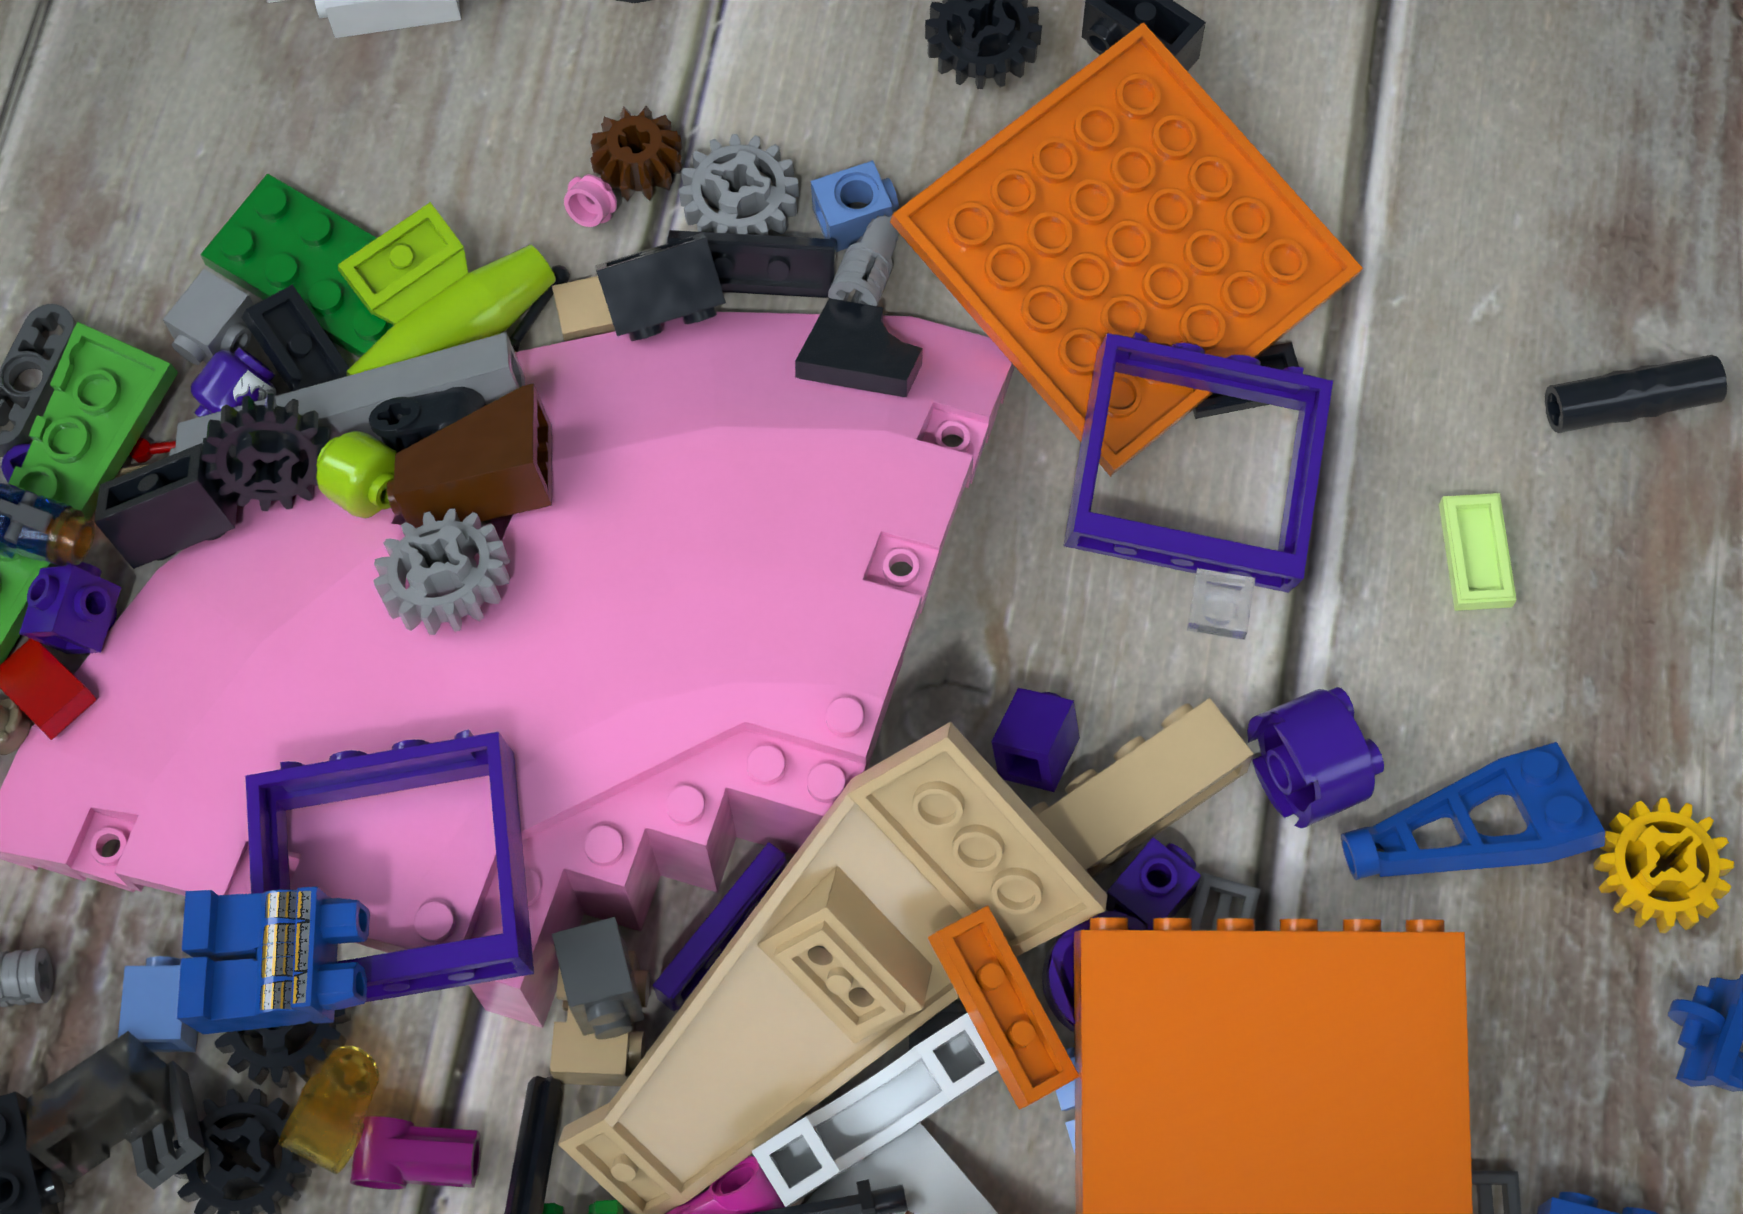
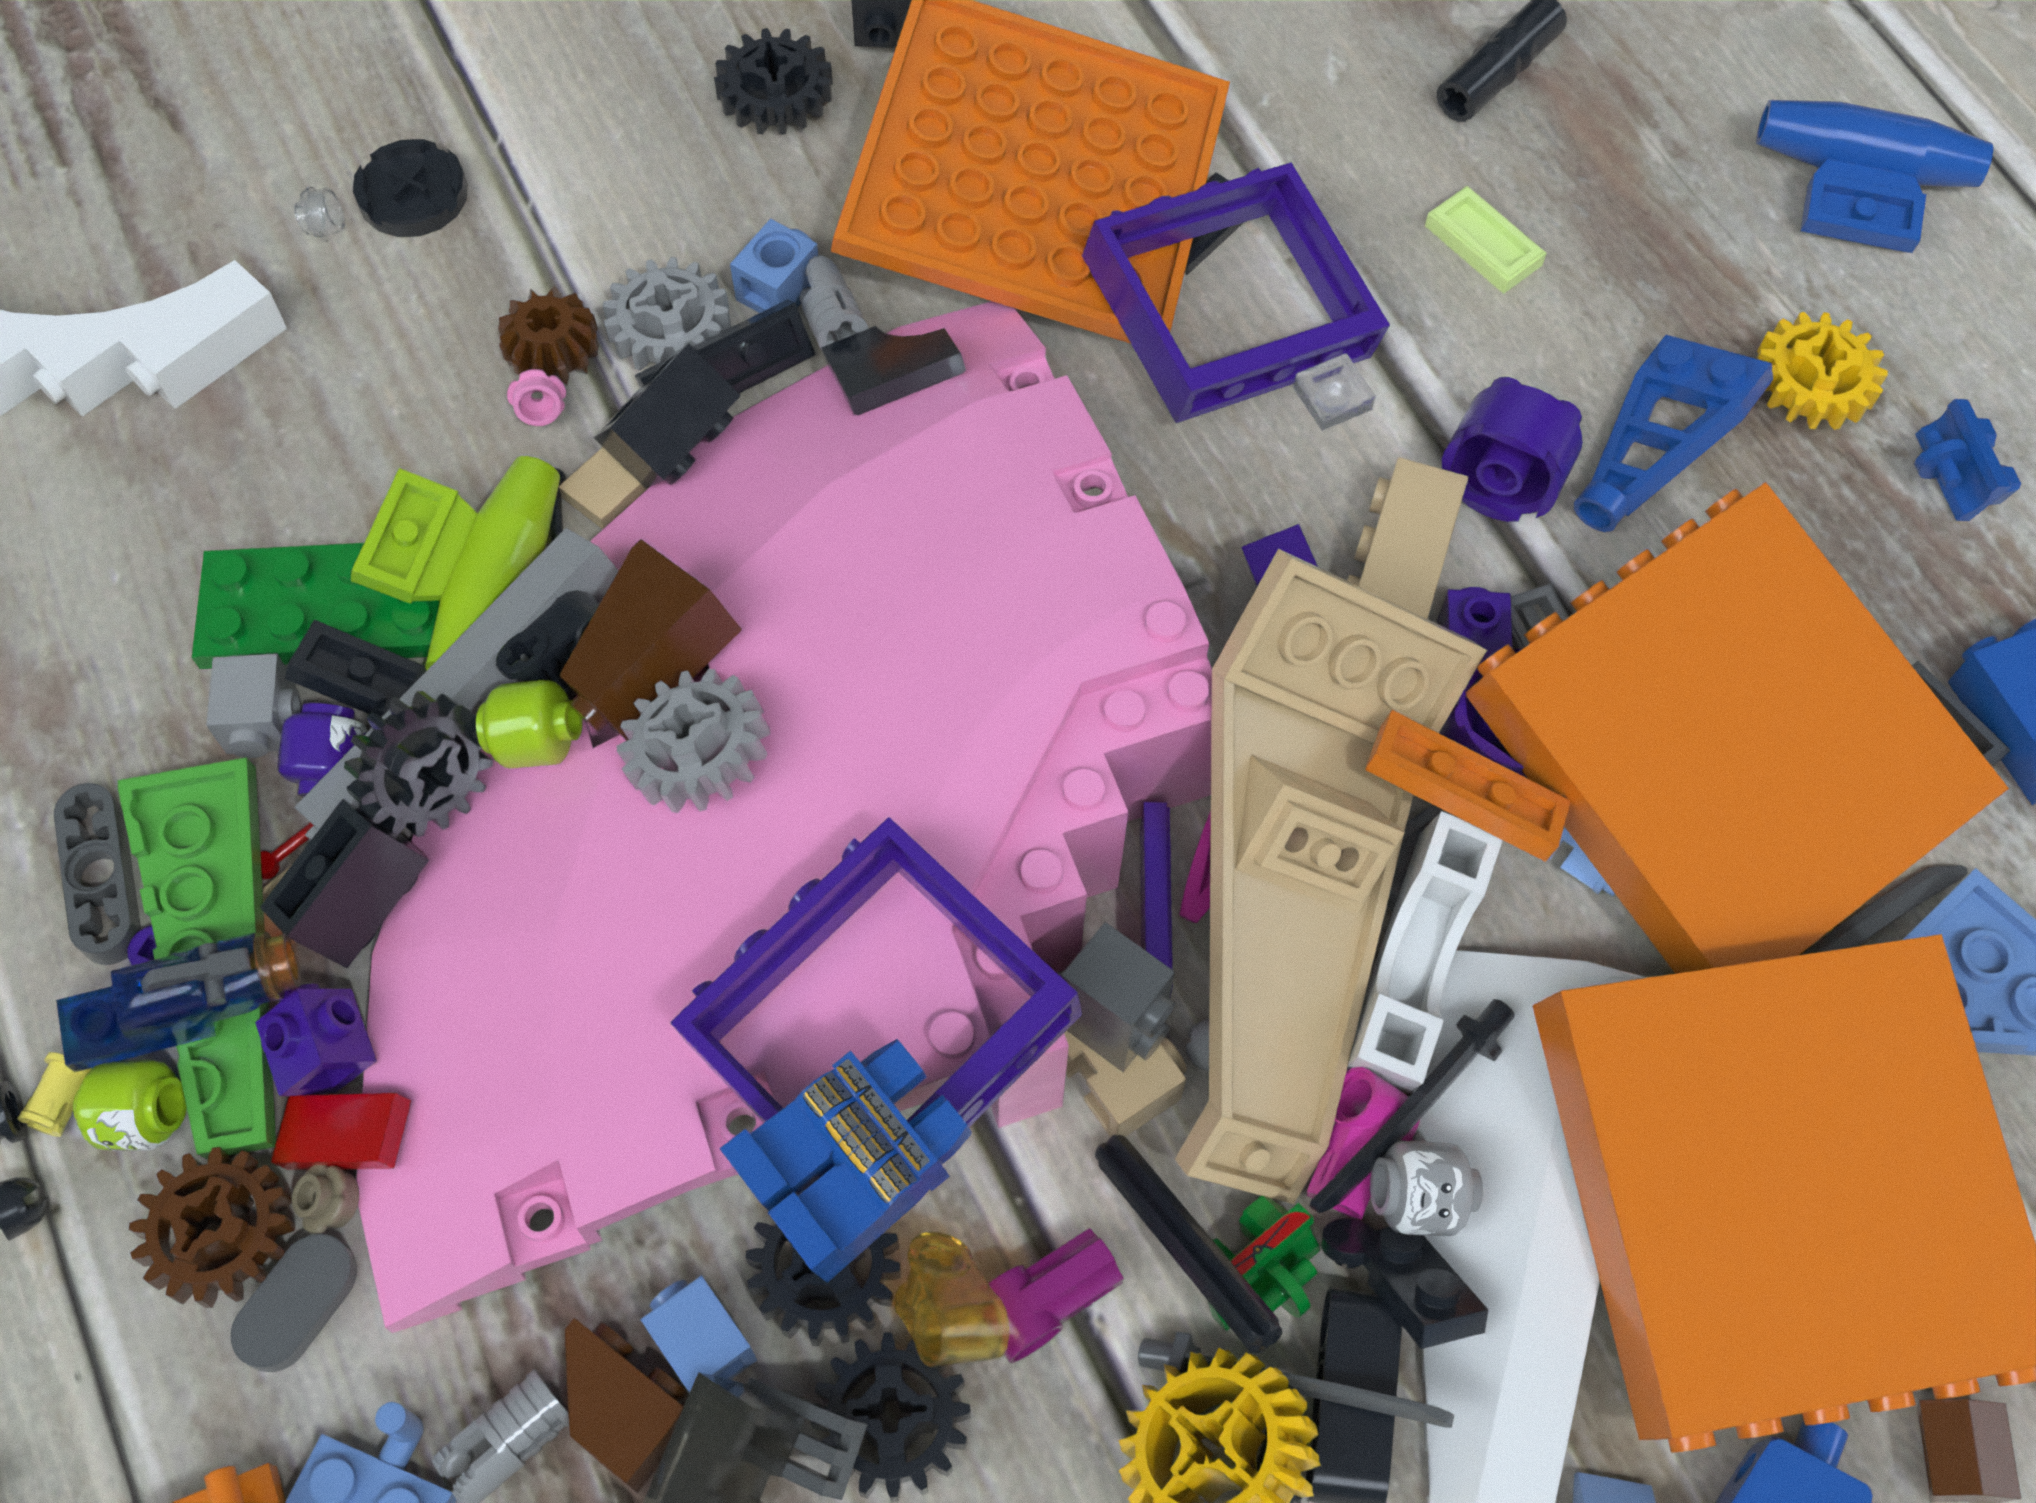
camera: 40 degrees left, 5 degrees down
(72, 1009) = (615, 1407): none -> reddish brown slope

